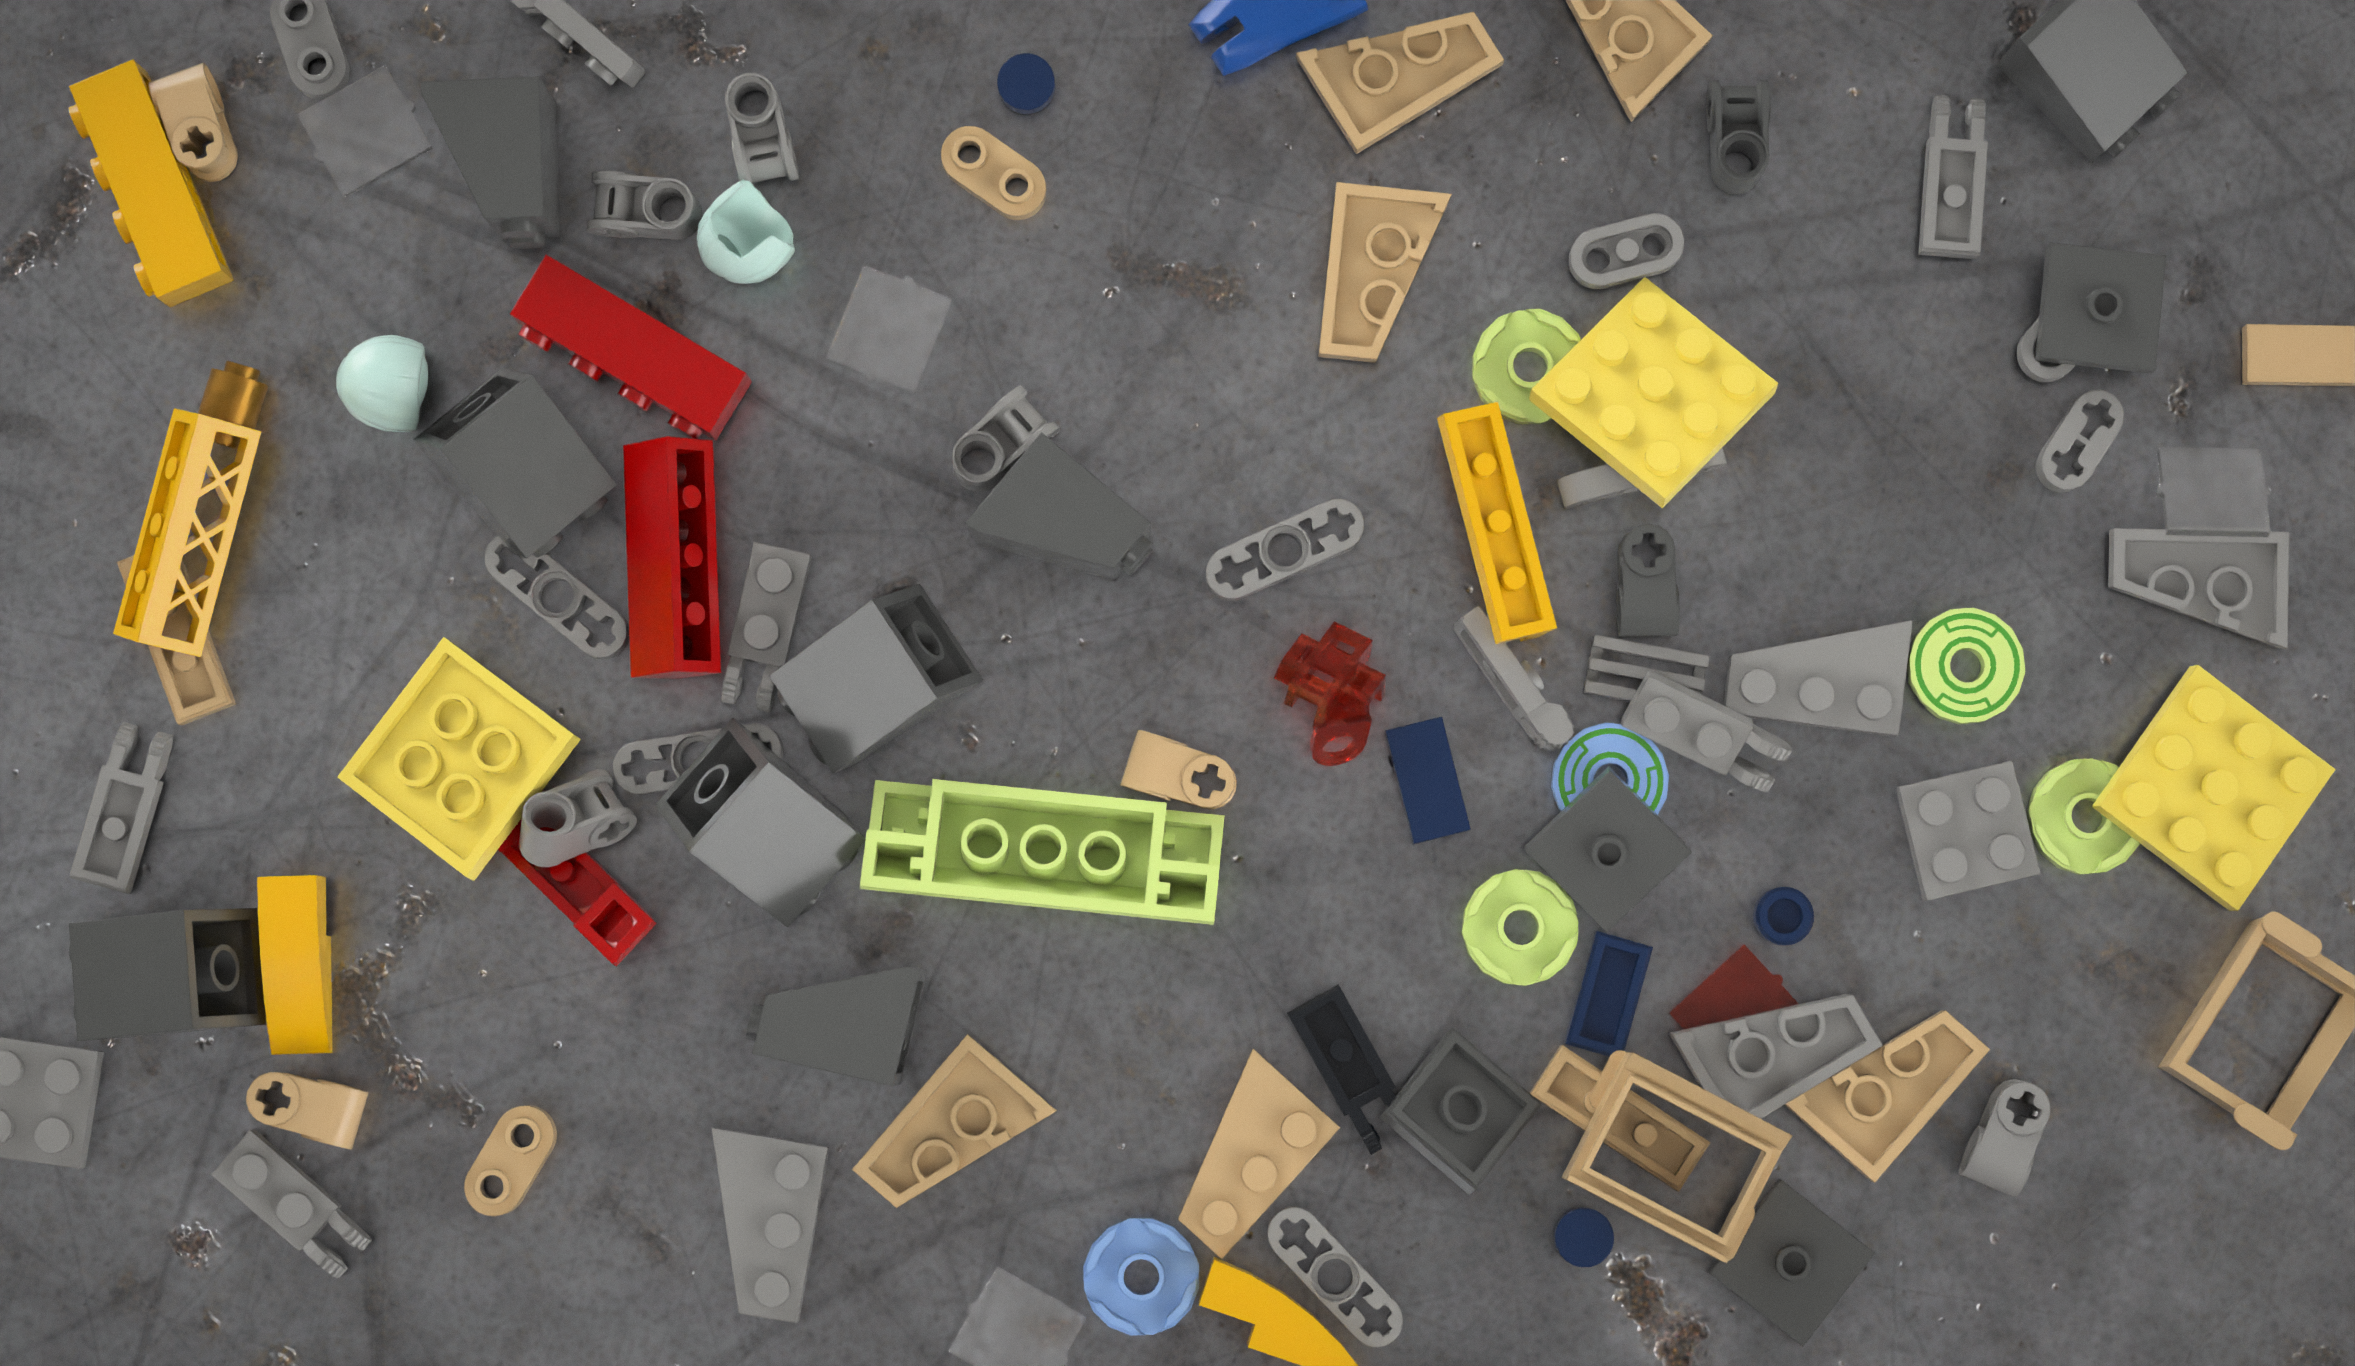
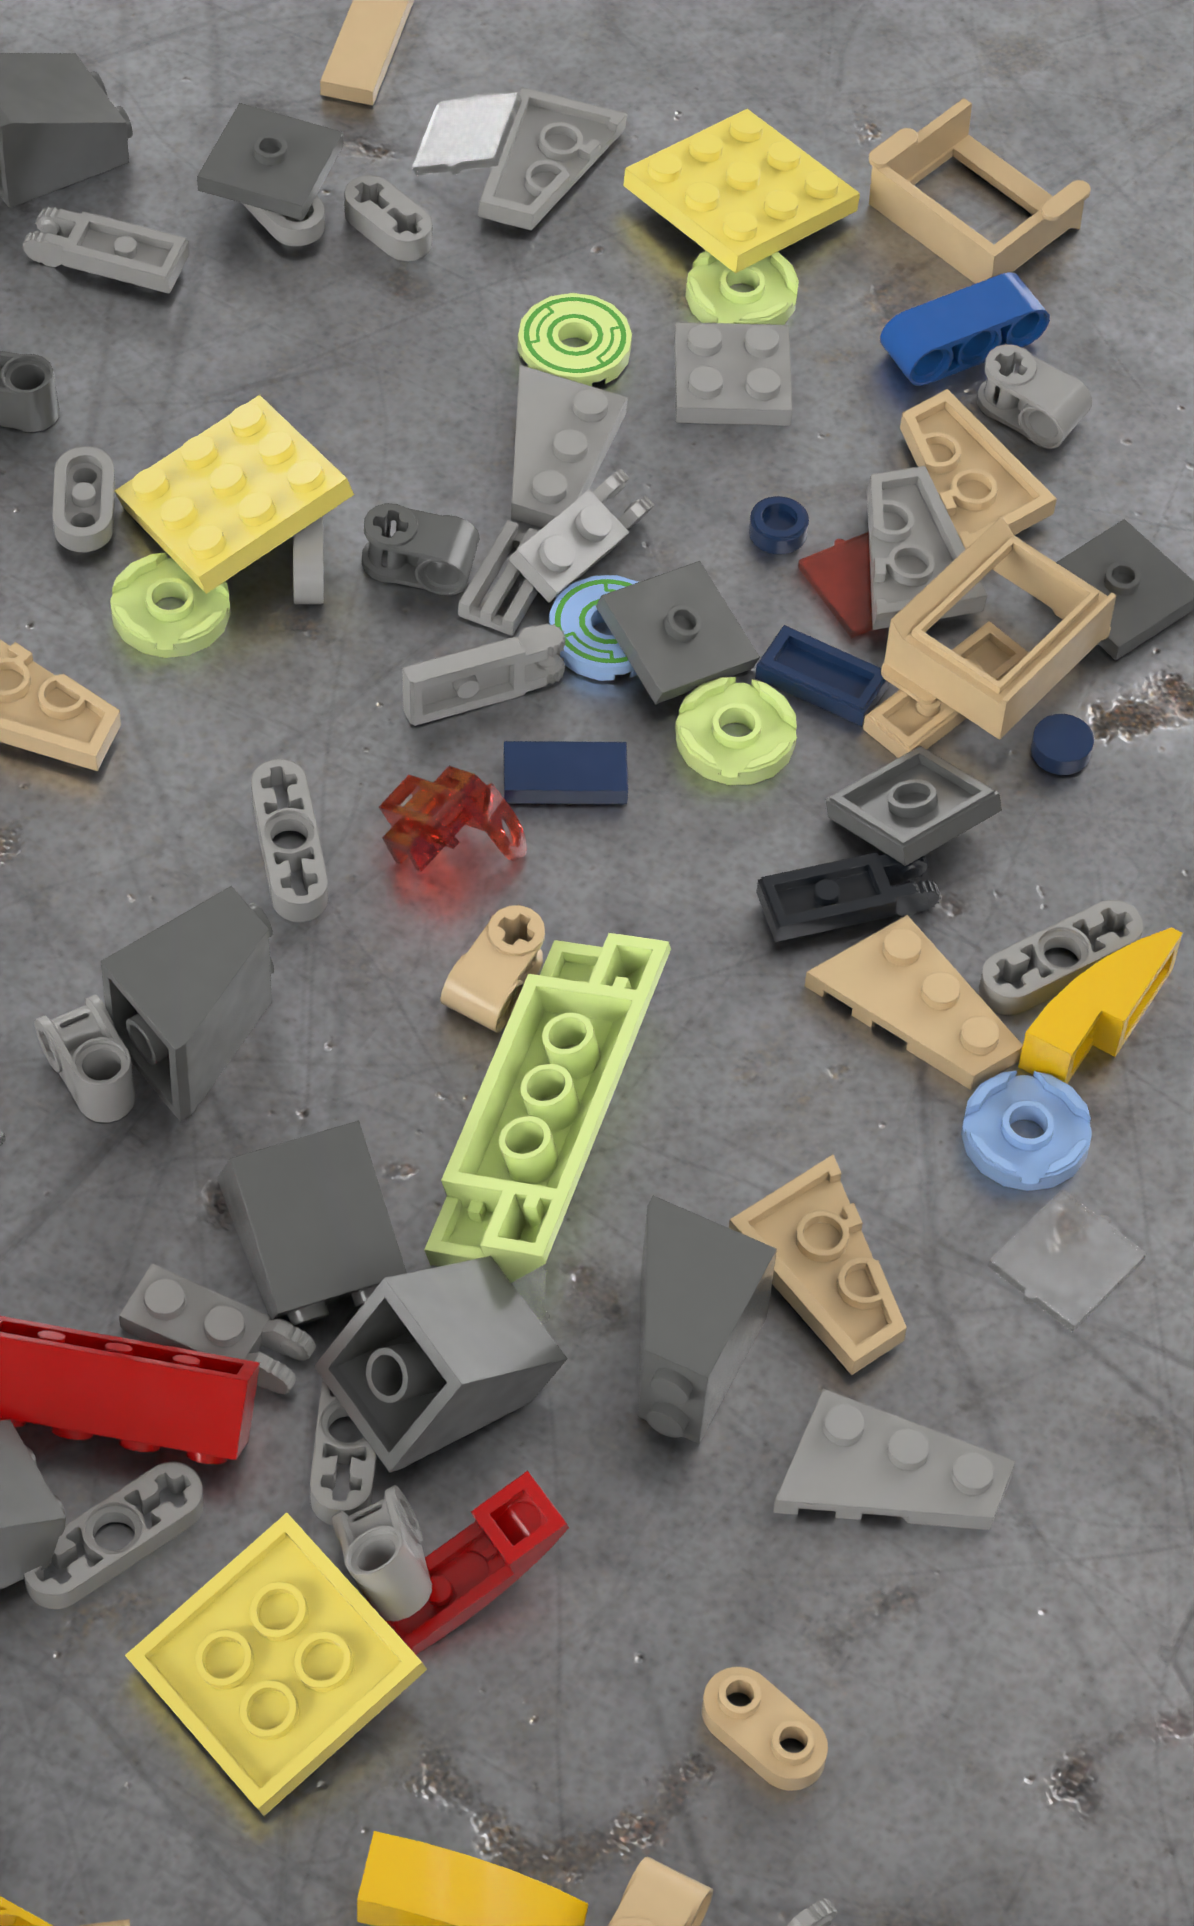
camera: 80 degrees left, 30 degrees down
(1497, 523) = (320, 637): yellow fence -> none
(2083, 1052) = (963, 328): none -> blue beam

